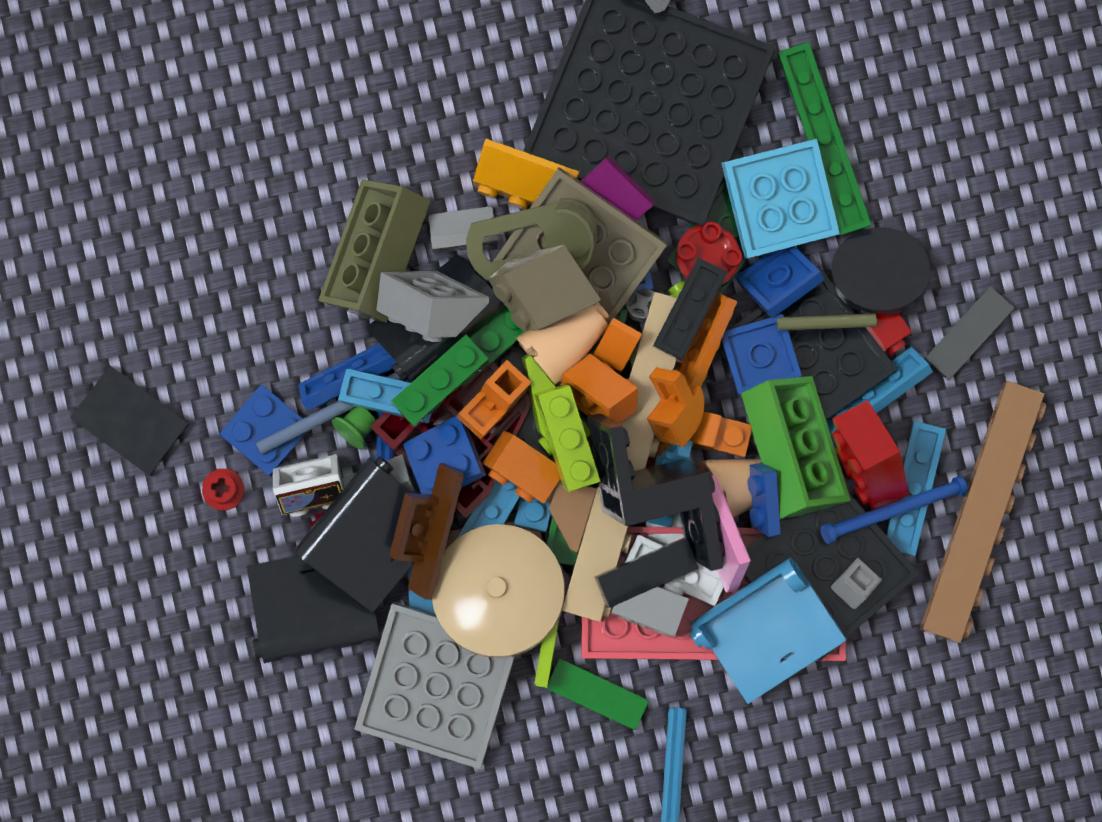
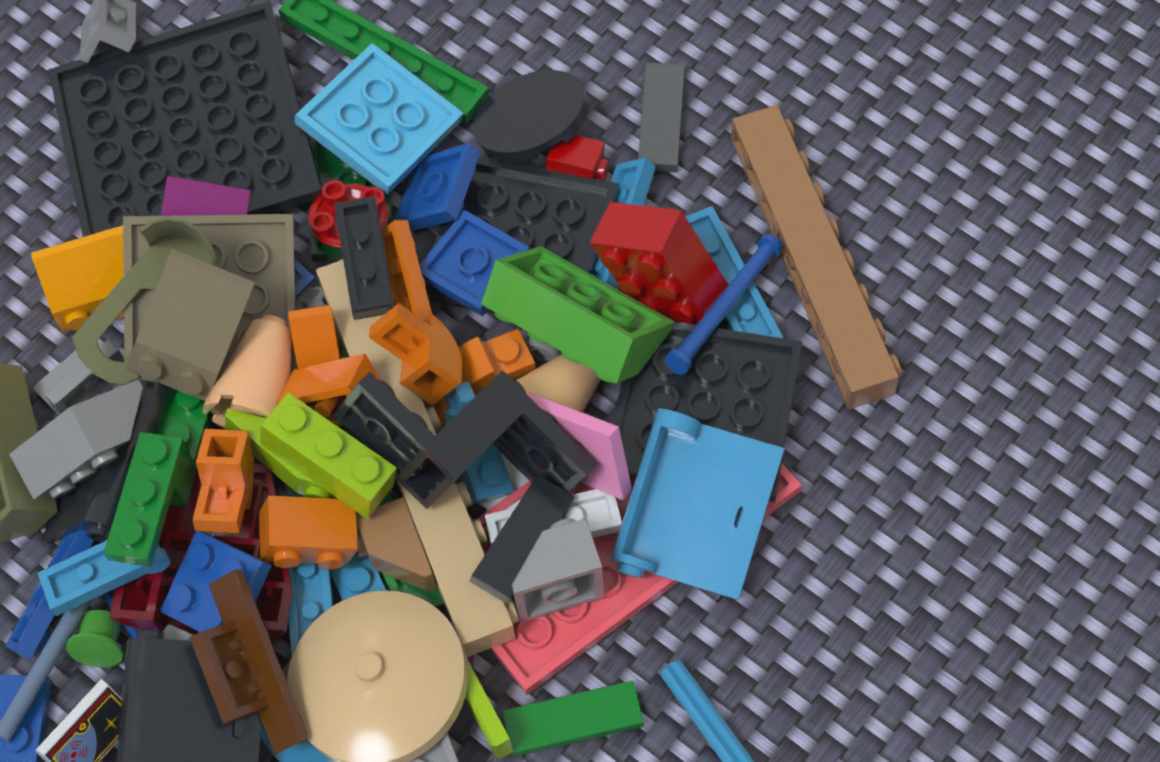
camera: 30 degrees left, 20 degrees down
(765, 504) = (586, 377): blue plate -> none
(826, 322) = (512, 184): olive bar -> none
(856, 583) = (747, 395): light grey slope -> none

